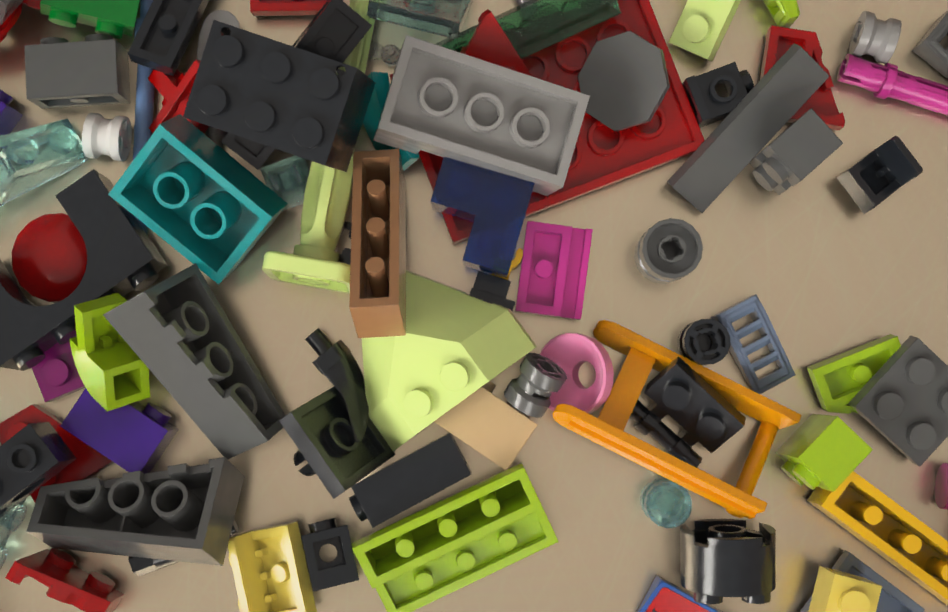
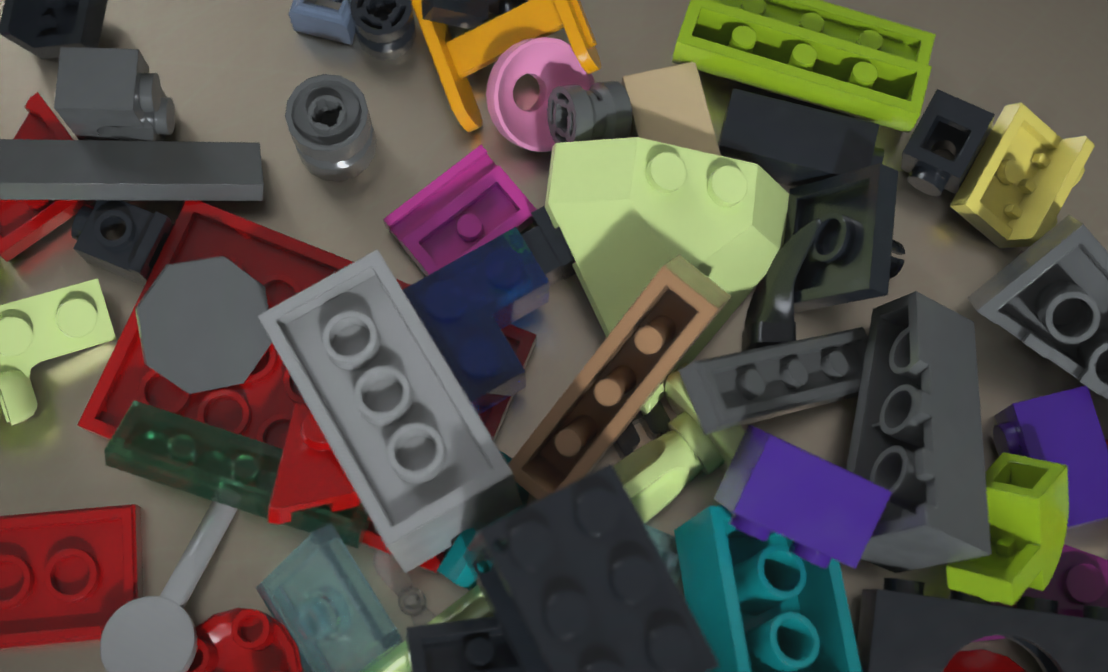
camera: 145 degrees left, 10 degrees down
(227, 260) = (800, 497): none -> dark purple brick
(298, 322) = (775, 379): none -> dark grey tile

